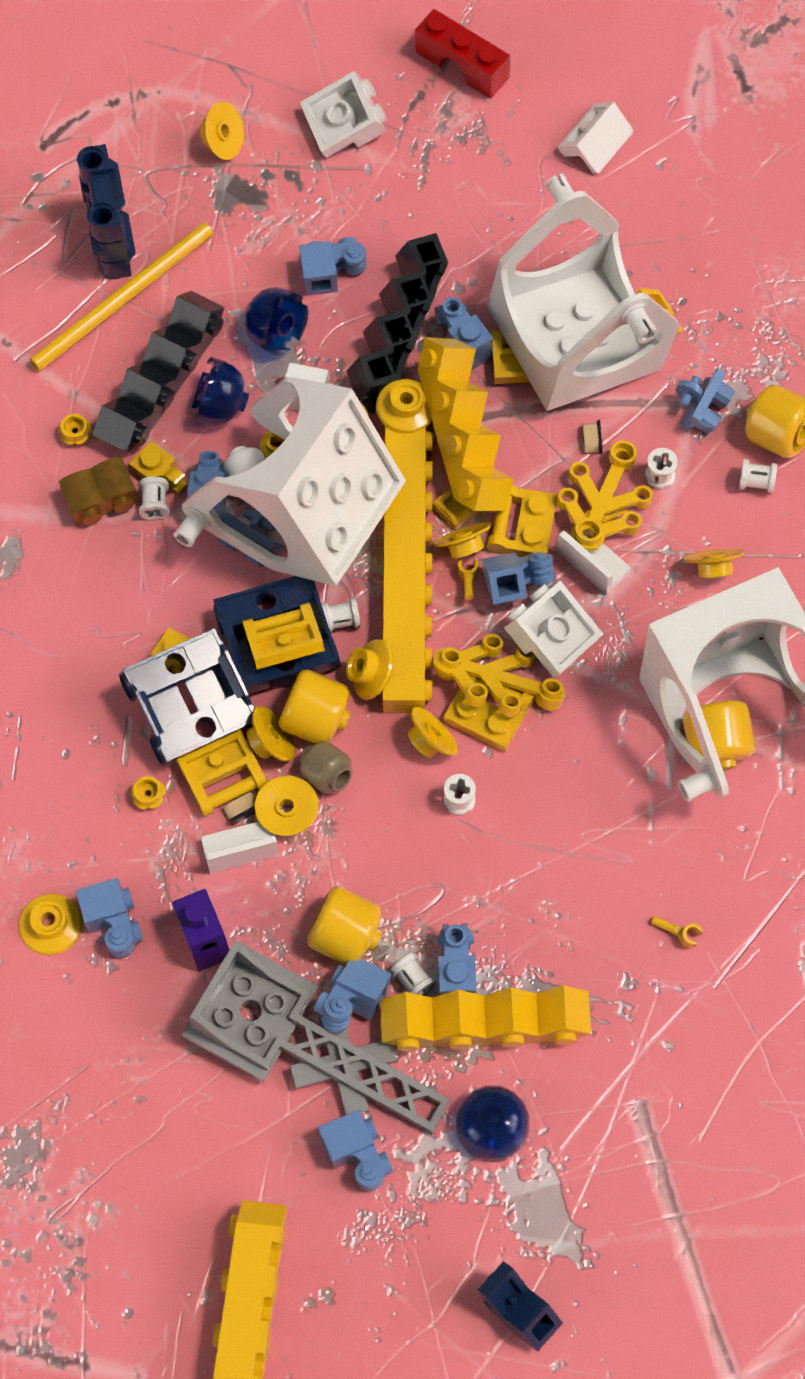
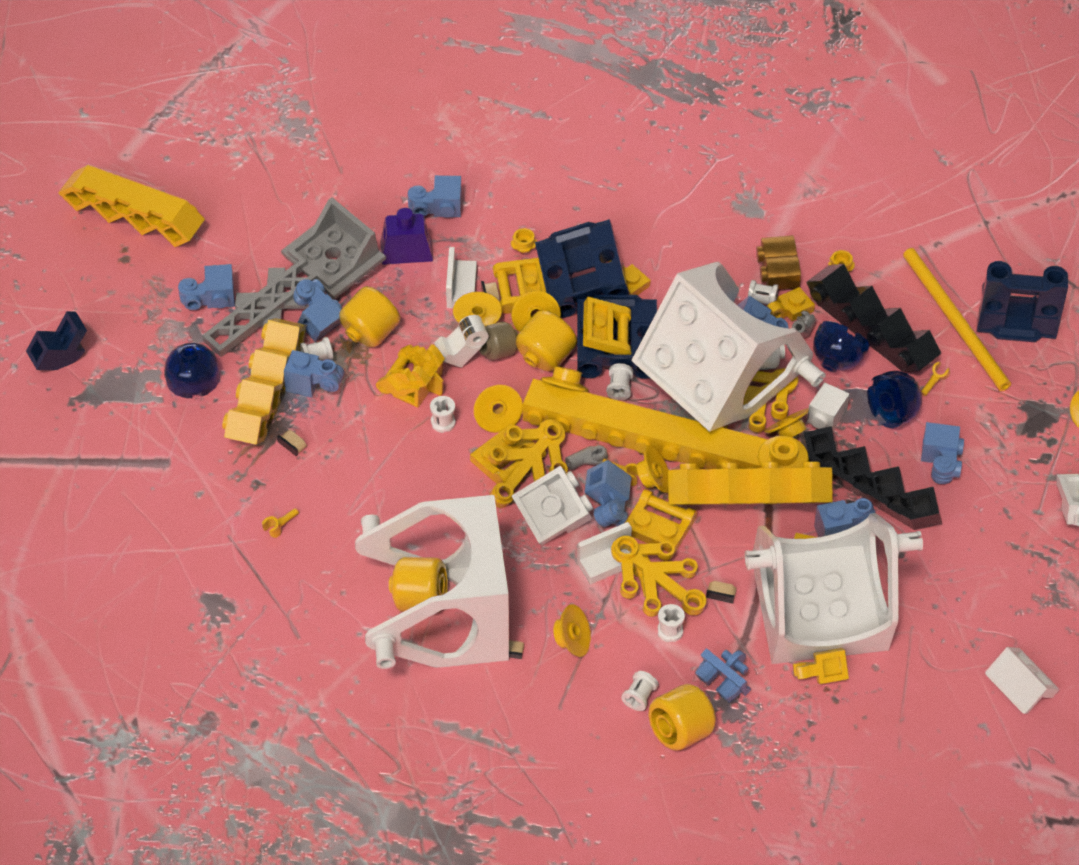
camera: 105 degrees right, 15 degrees down
(59, 935) = (453, 166): yellow piece -> none
(187, 443) = (804, 323): none -> light grey arm
(216, 294) = (934, 378): none -> yellow hand
(350, 800) = (463, 341): none -> white leg
(411, 833) = (414, 385): none -> yellow piece
(459, 620) = (588, 456): none -> light grey arm
(555, 962) = (291, 442): none -> tan piece

